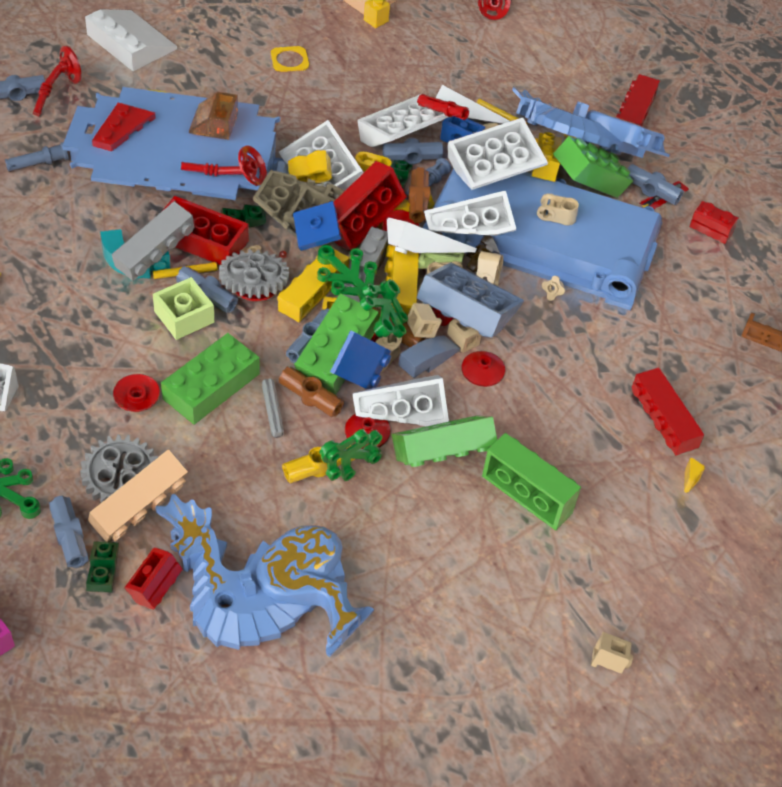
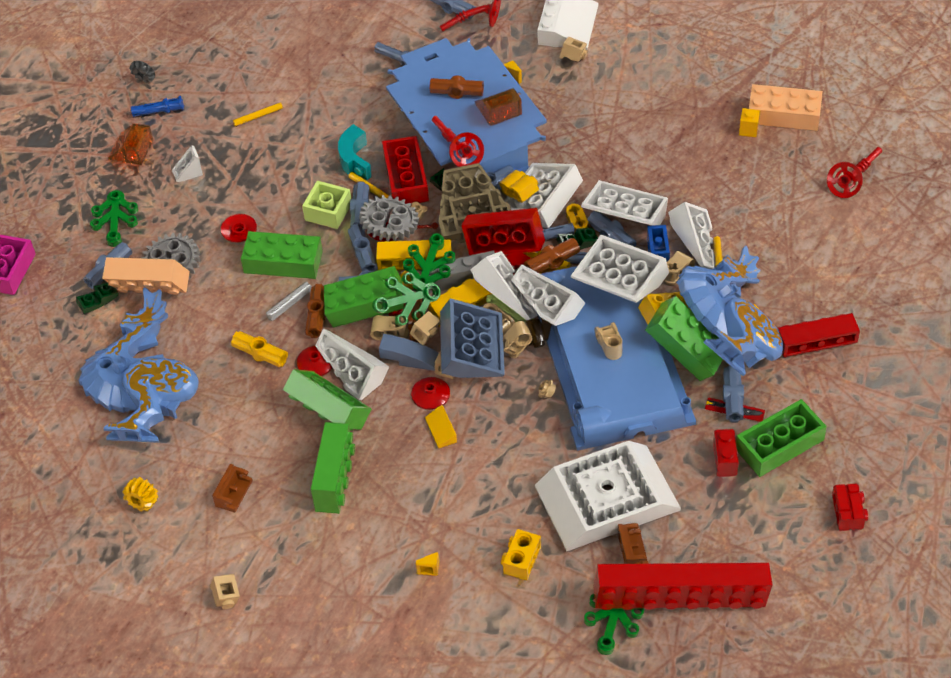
camera: 65 degrees right, 0 degrees up
(120, 124) = (445, 67): red wing -> none
(153, 241) = (360, 150): light grey brick -> none
(153, 578) = (100, 323): red brick -> none
(157, 131) = (456, 87): none -> dark orange piece
(174, 52) = (574, 49): none -> tan brick
(265, 316) = (362, 248): none -> sand blue piece
(278, 67) = (645, 122): yellow piece -> none
(316, 226) = (449, 218): blue plate -> none
(332, 451) = (268, 354): green plant -> none
(361, 361) = (349, 313): blue slope -> none
(433, 662) = (140, 494): none -> yellow gear
(448, 108) = (645, 216): red pin -> none
(480, 581) = (232, 488): none -> dark orange hinge
(535, 380) = (441, 427): none -> yellow slope
(667, 411) = (477, 518): red brick -> none
(698, 334) = (586, 511): none -> white slope
(726, 405) = (525, 555): none -> yellow brick
(727, 180) = (780, 437): none -> bright green brick

